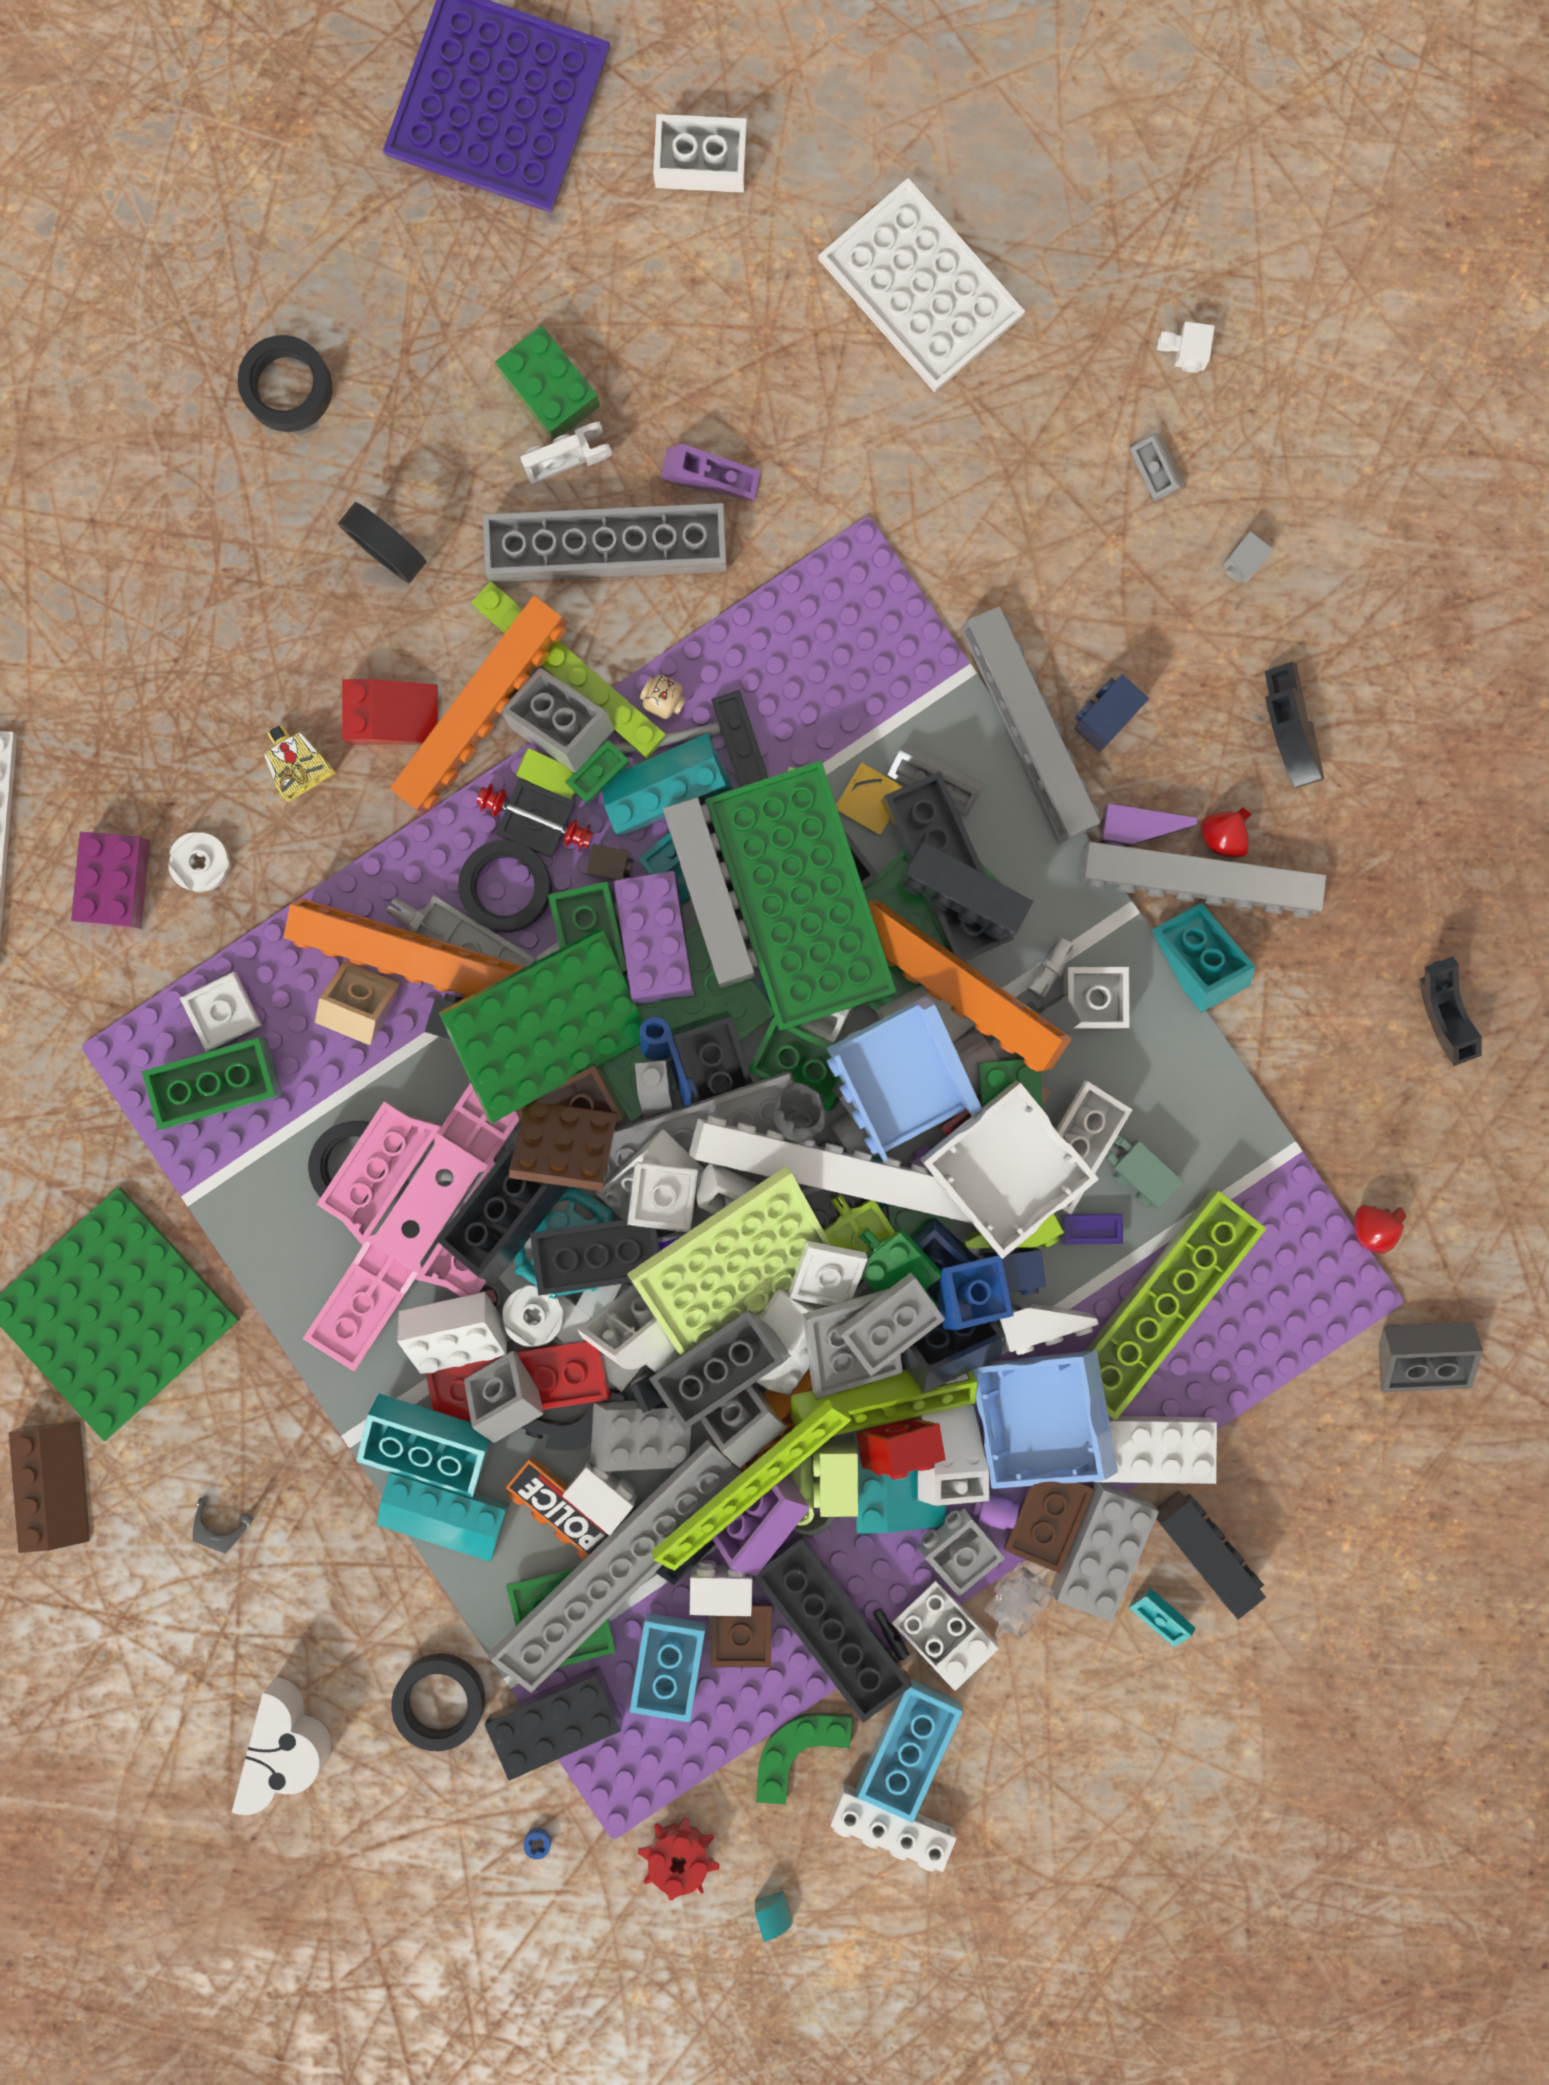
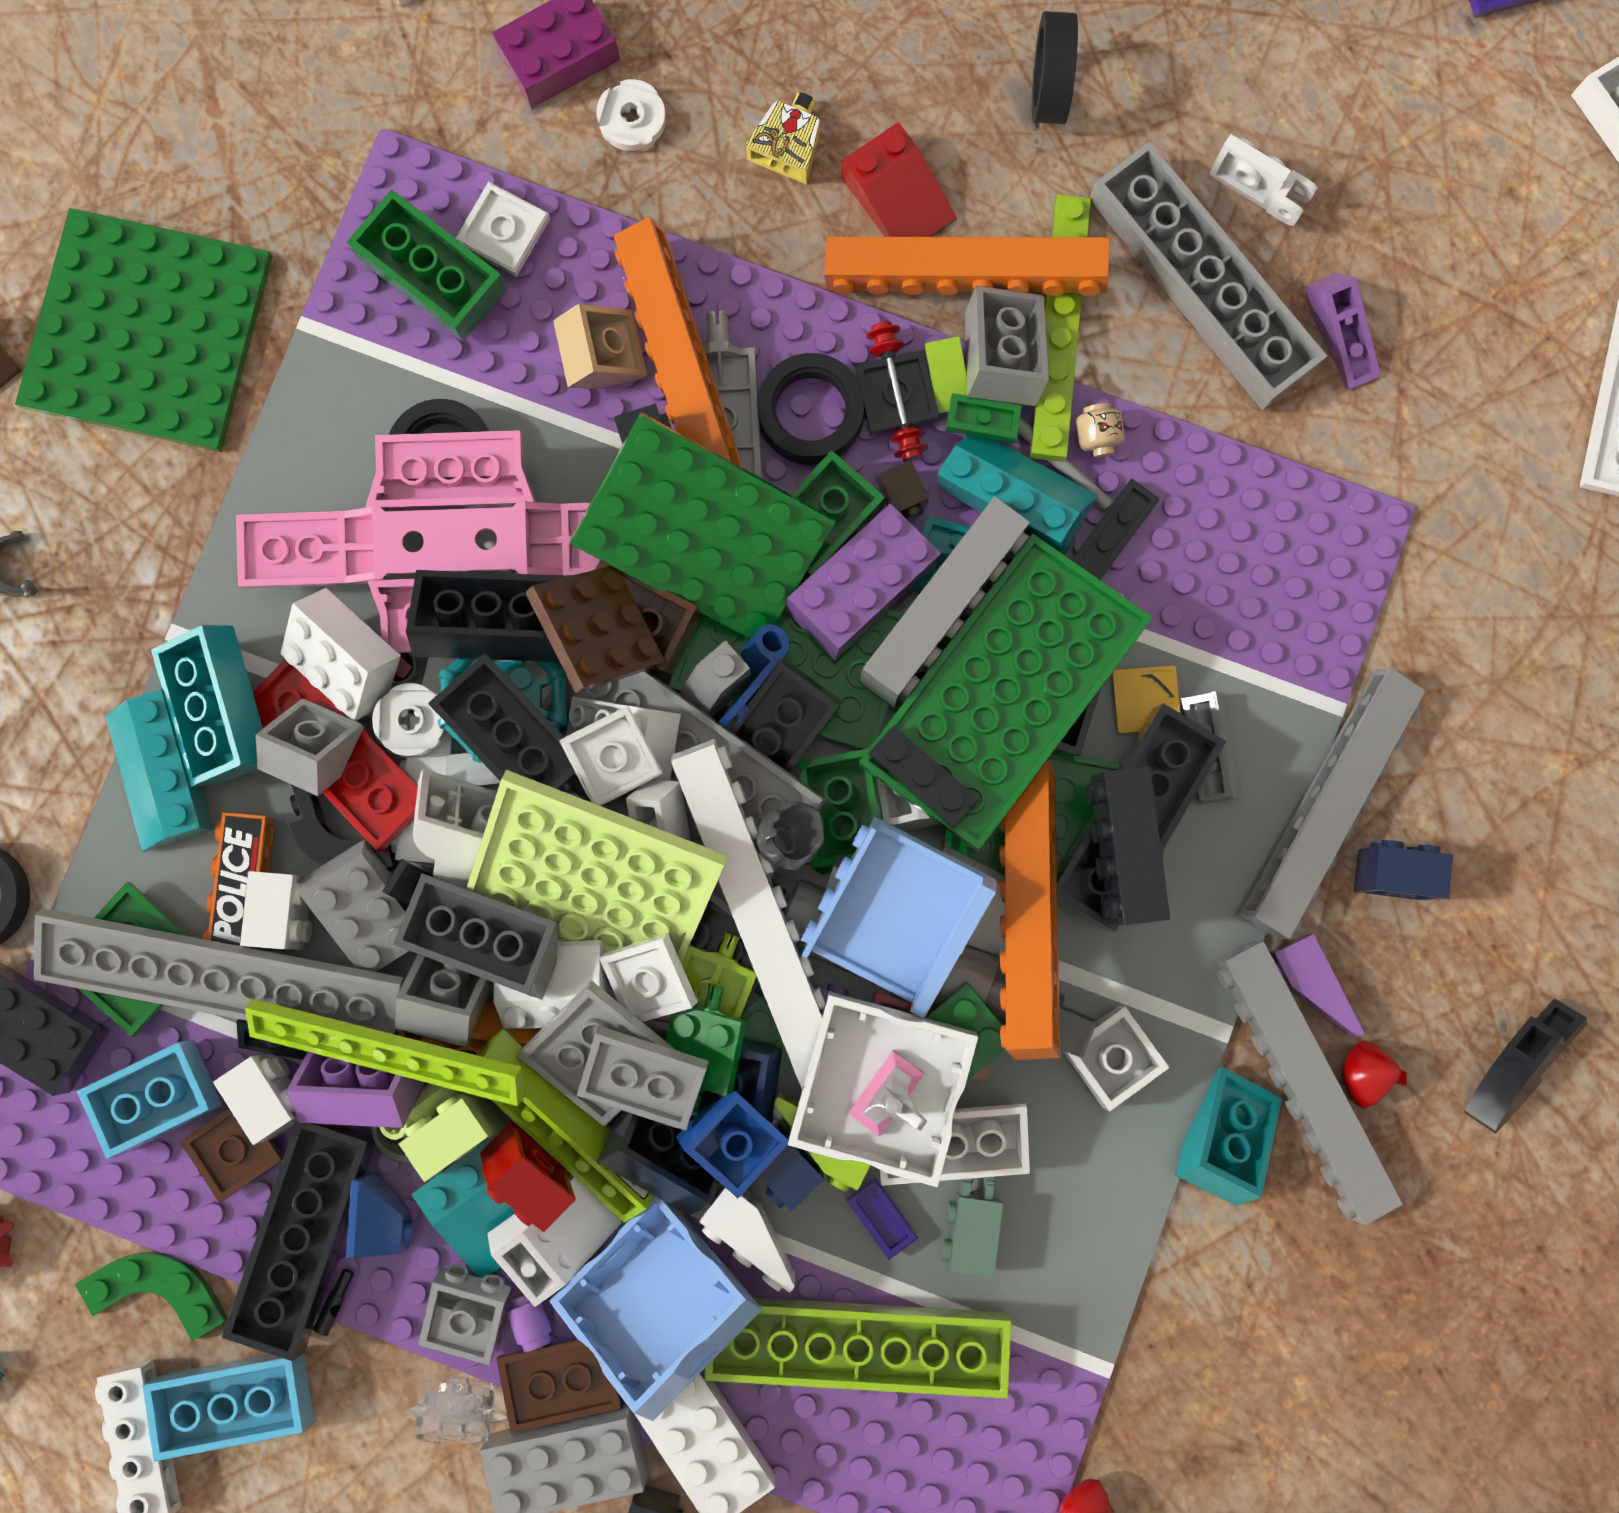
camera: 50 degrees right, 5 degrees down
(547, 383) = (1317, 118): green brick -> none
(821, 995) = (923, 777): none -> black plate
(857, 1567) = (377, 1219): none -> blue slope
(946, 1635) = (370, 1360): white slope -> none
(1016, 1168) = (889, 1096): none -> piece
(1052, 968) = (1111, 993): white pin -> none
(1447, 1013) = (1354, 1429): black arch -> none

